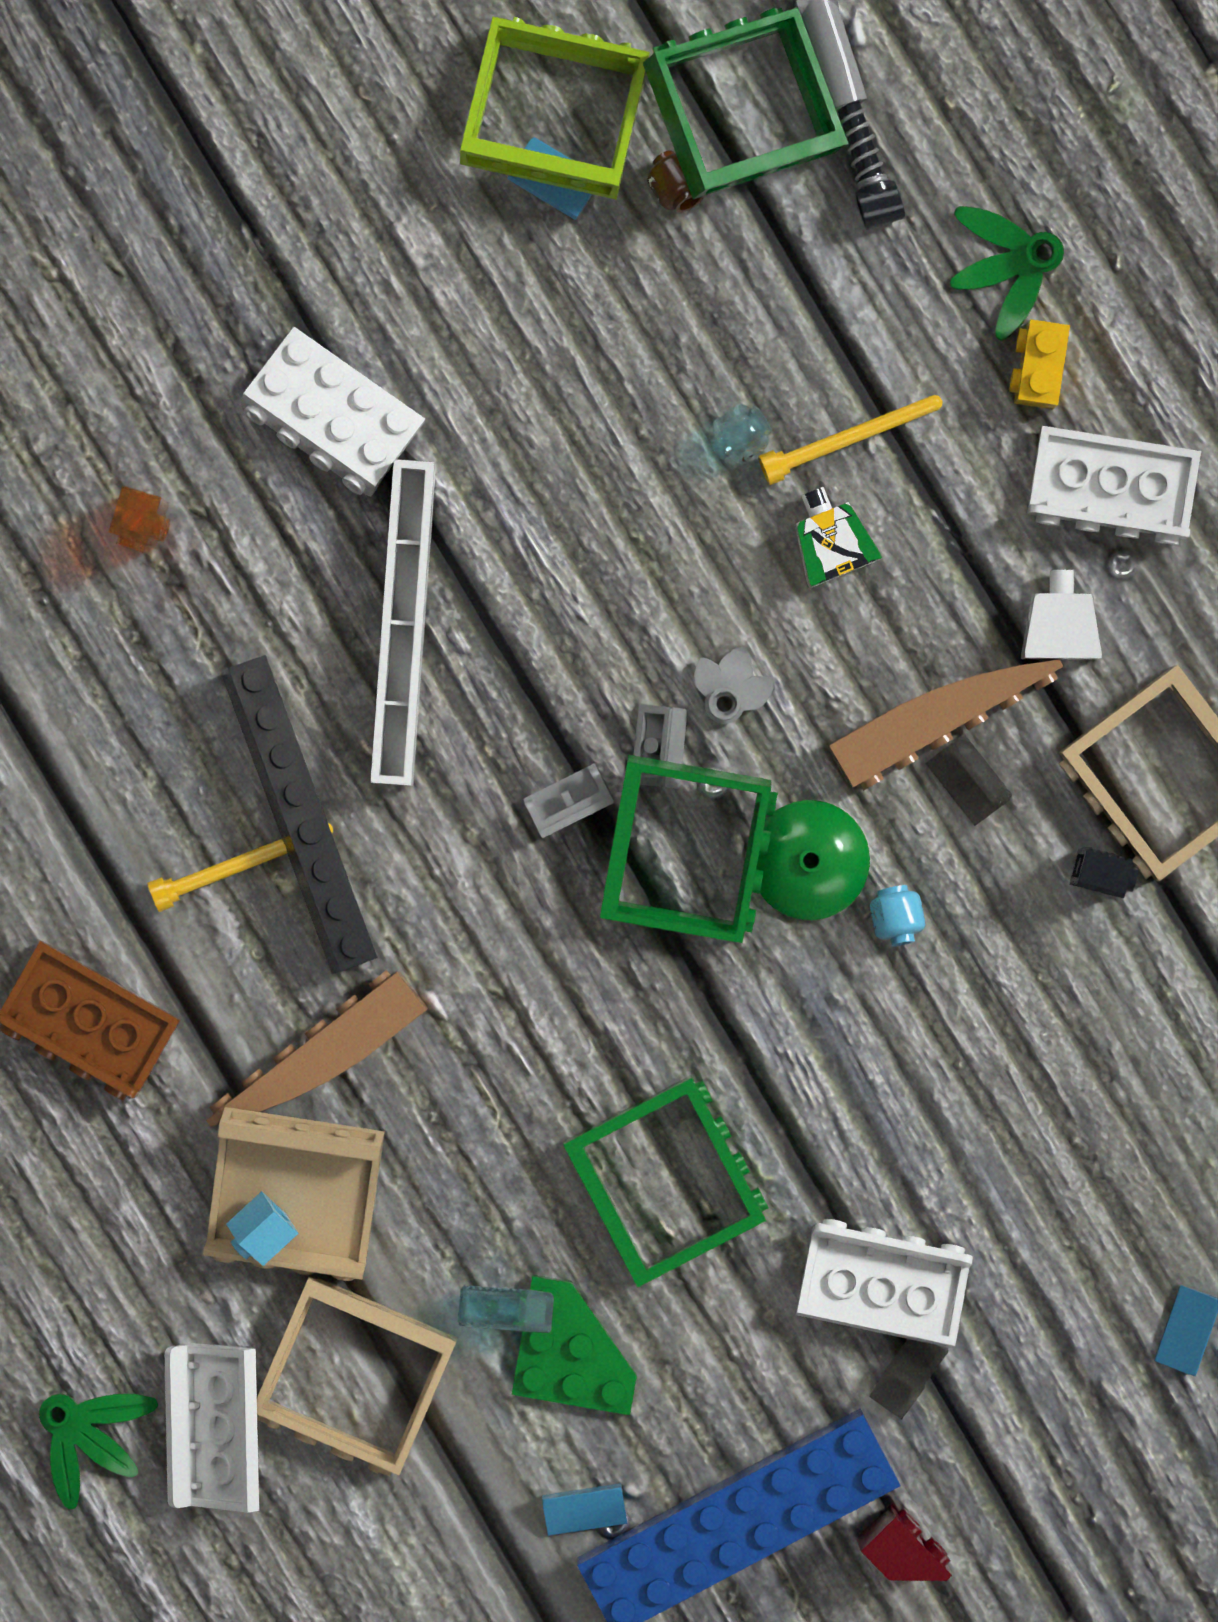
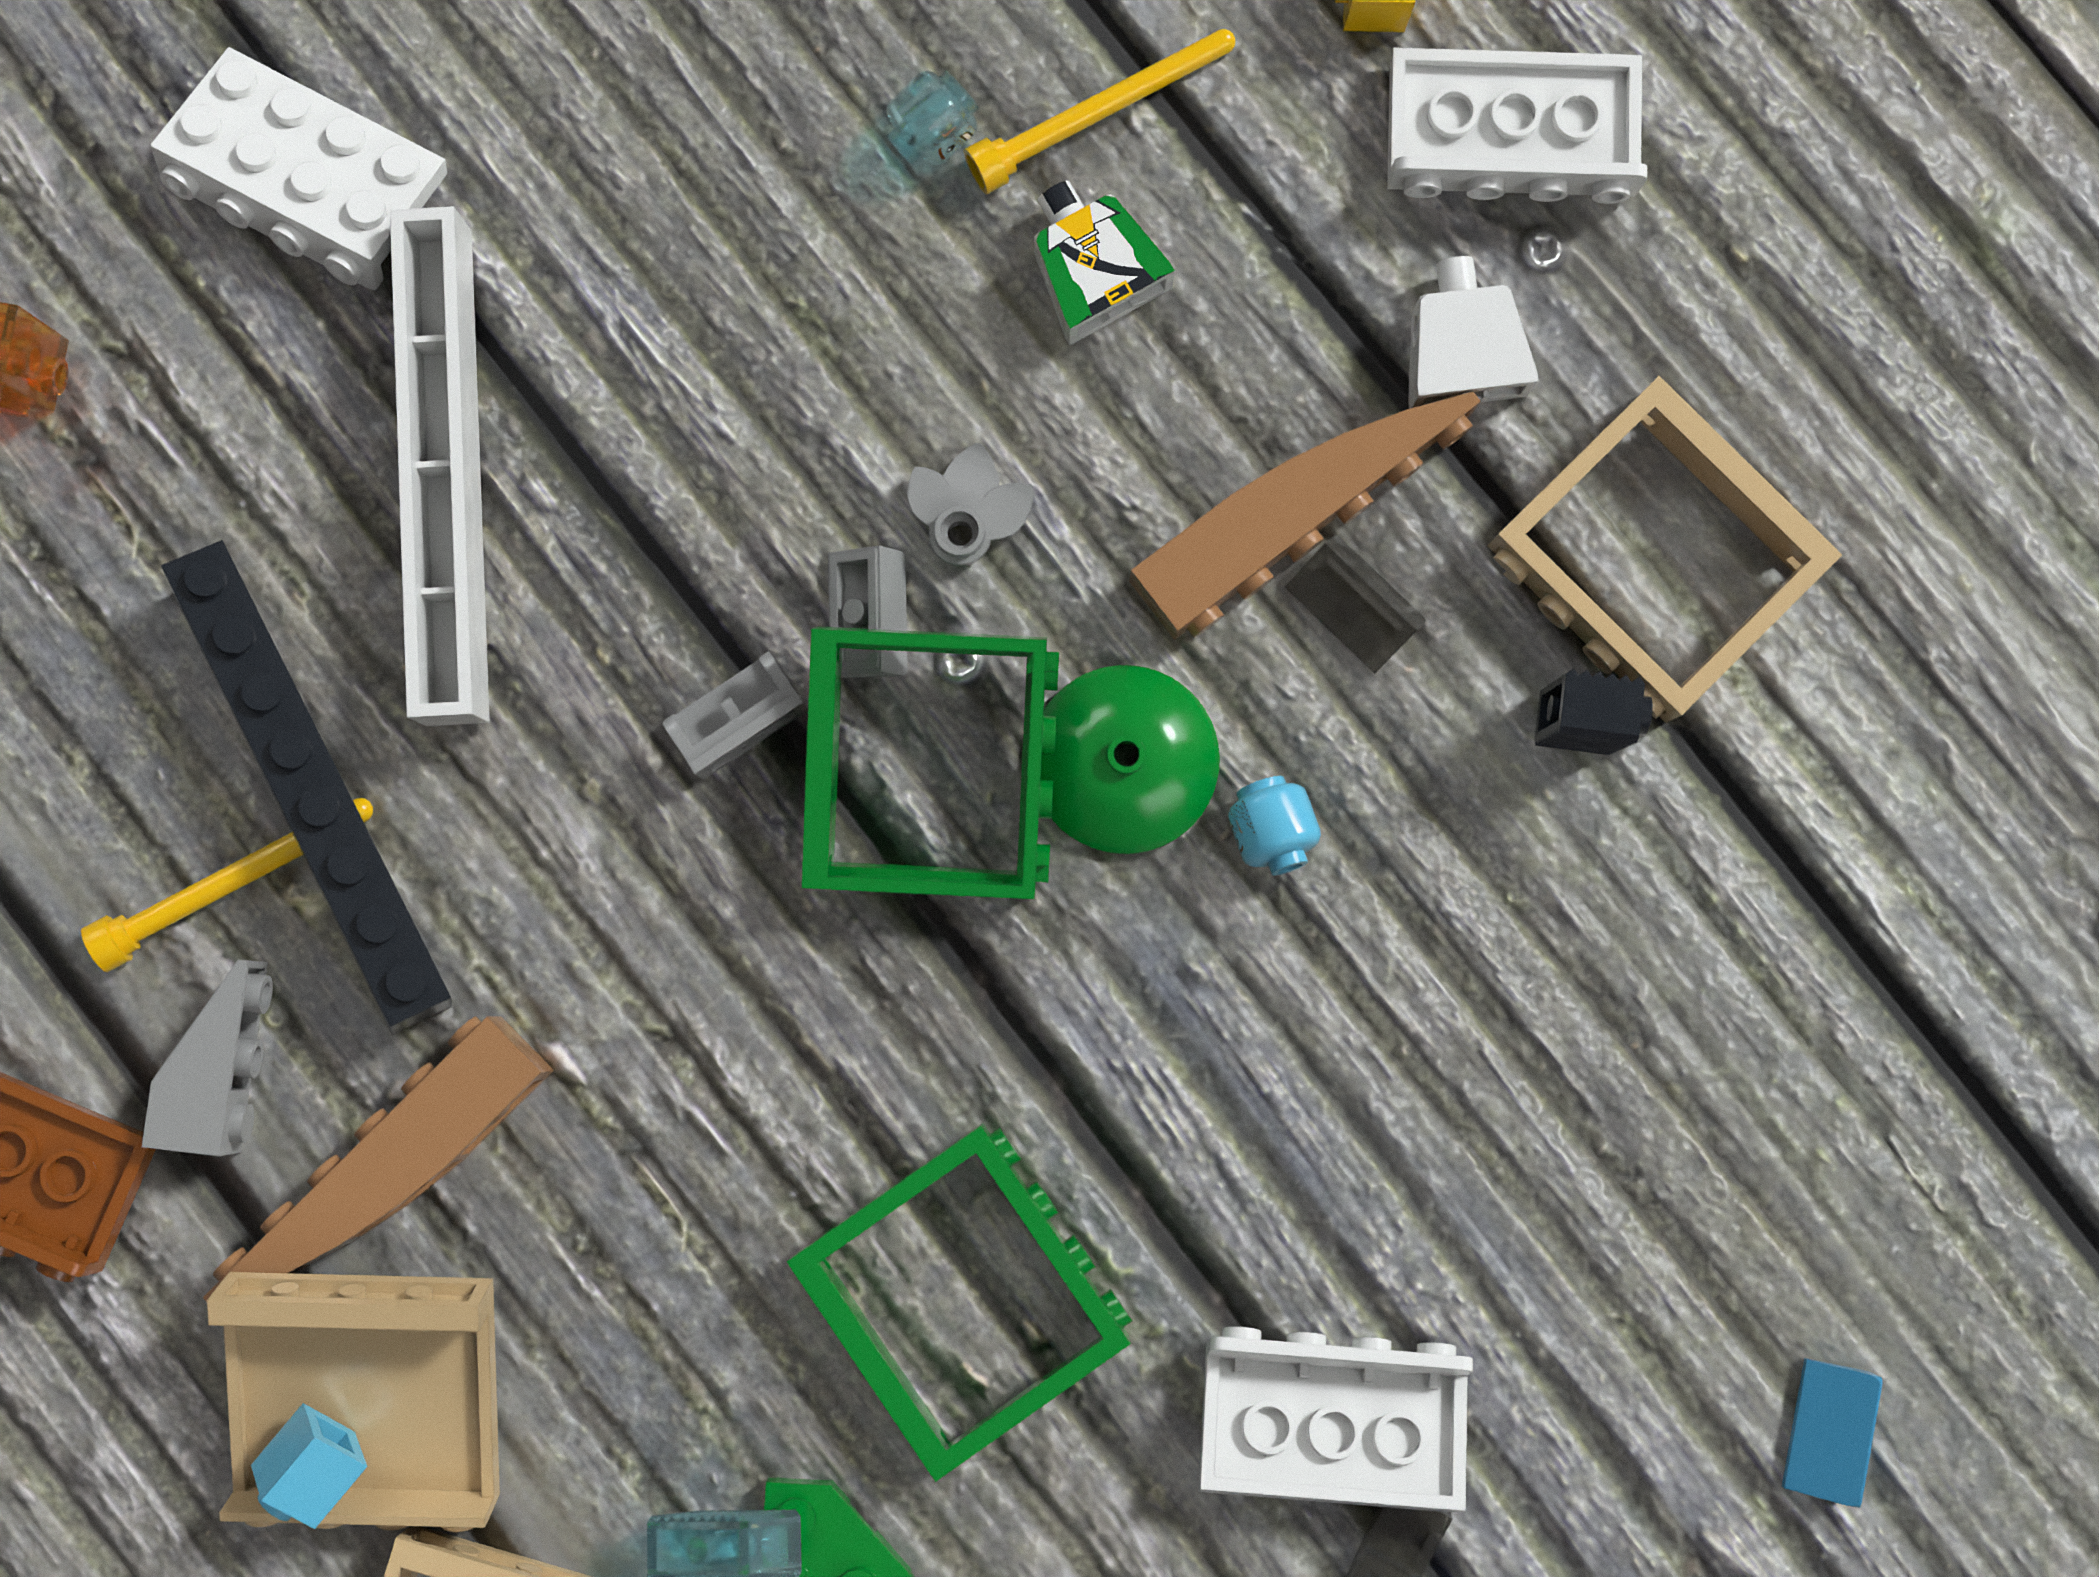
camera: 10 degrees left, 5 degrees down
(213, 992) = (205, 1083): none -> light grey slope

